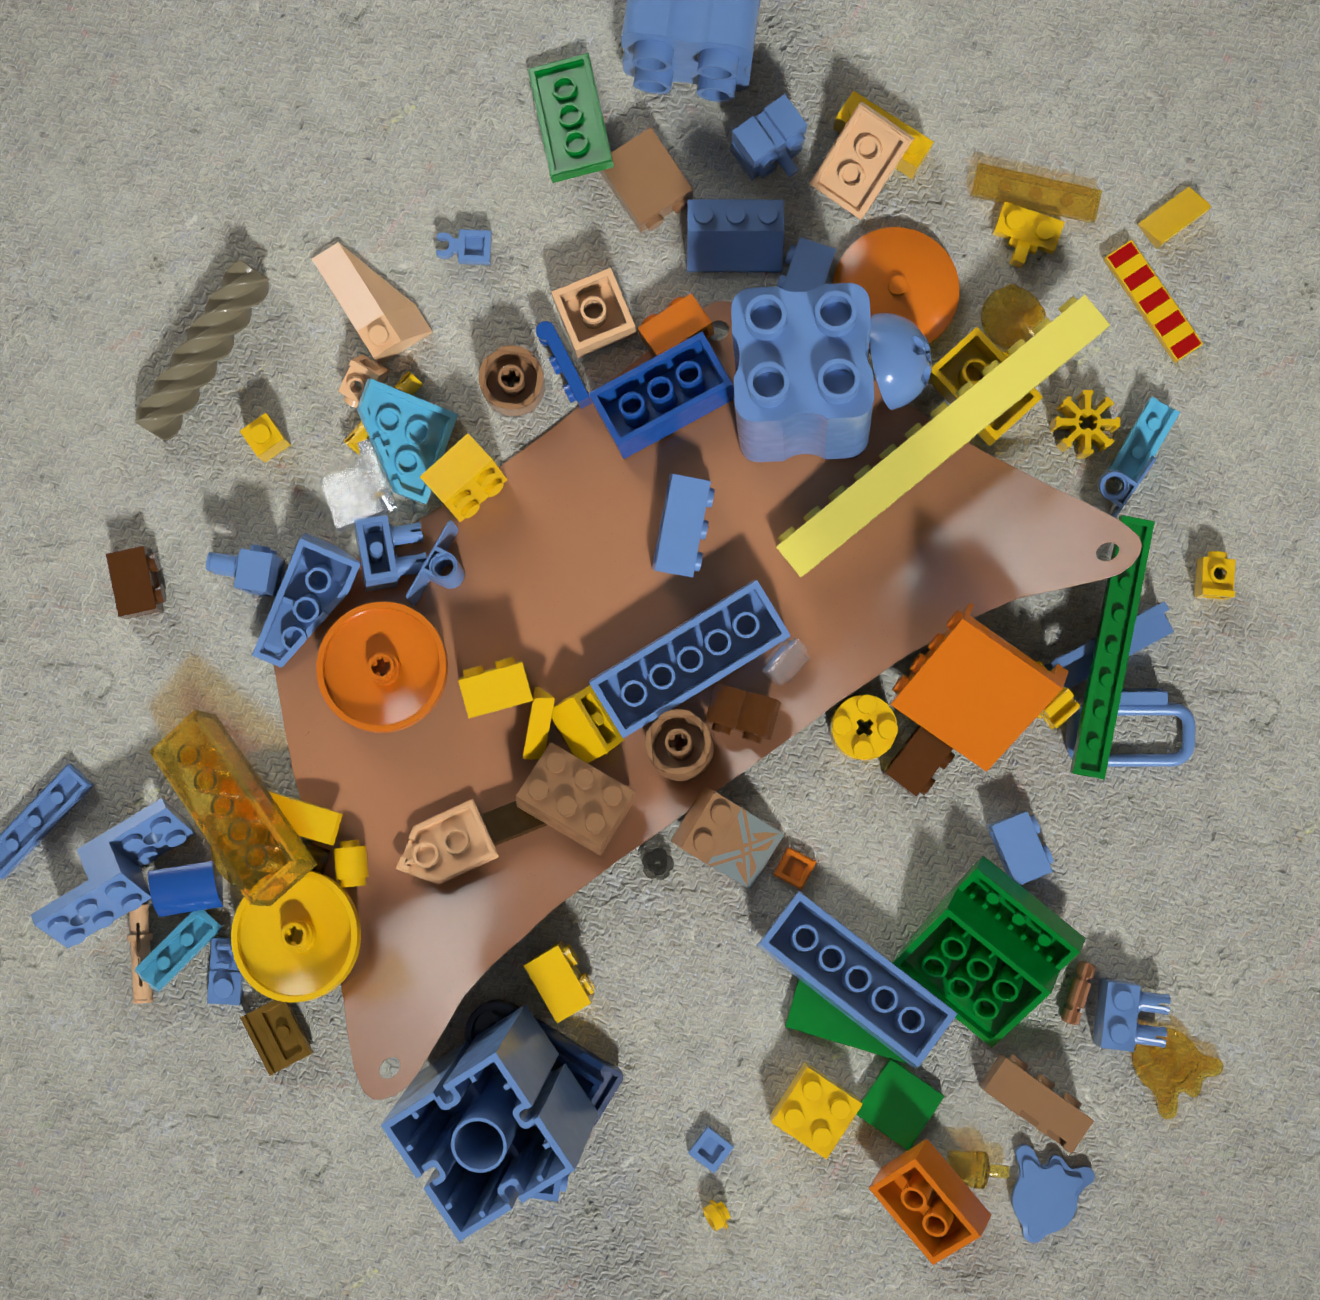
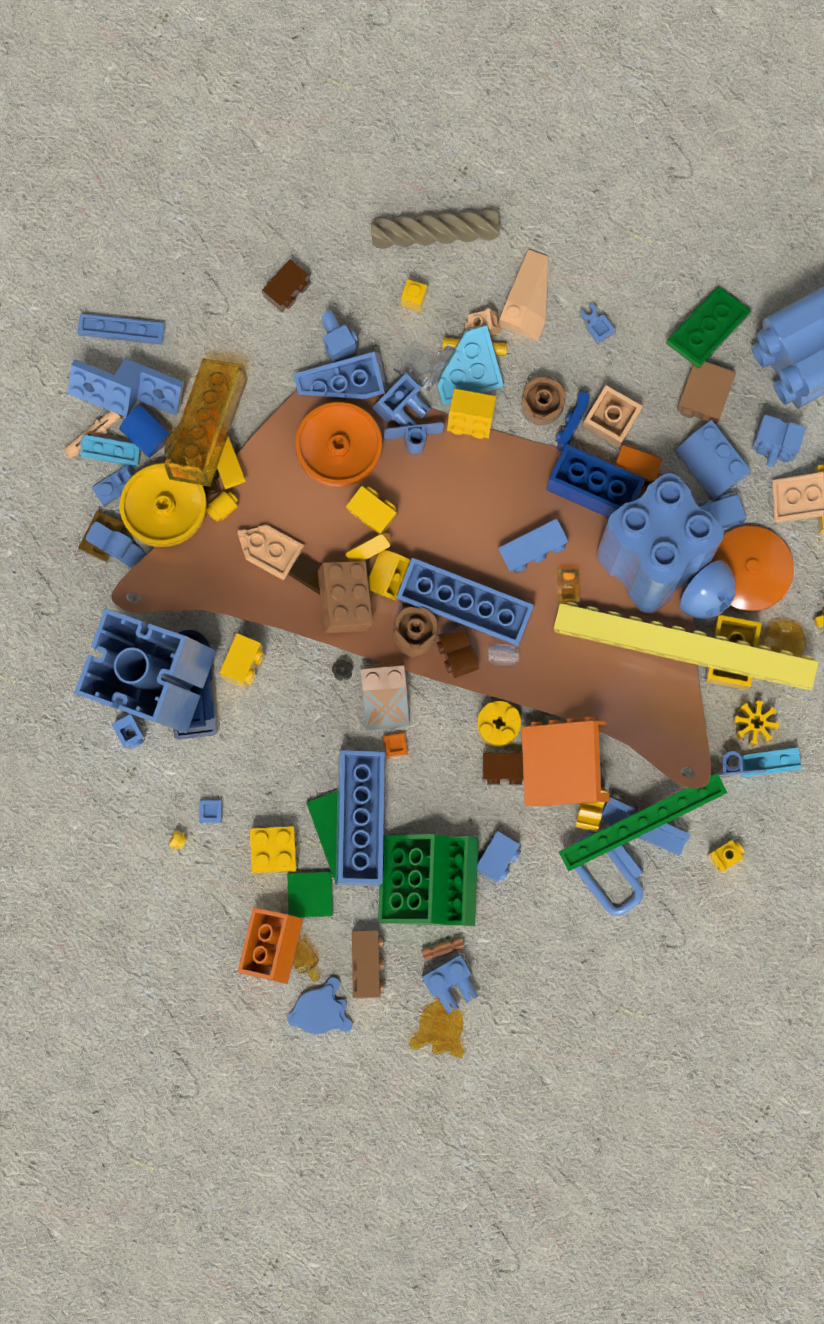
camera: 50 degrees right, 5 degrees down
(300, 1028) = (115, 544): none -> medium blue piece
(762, 520) = (568, 585): none -> clear yellow brick

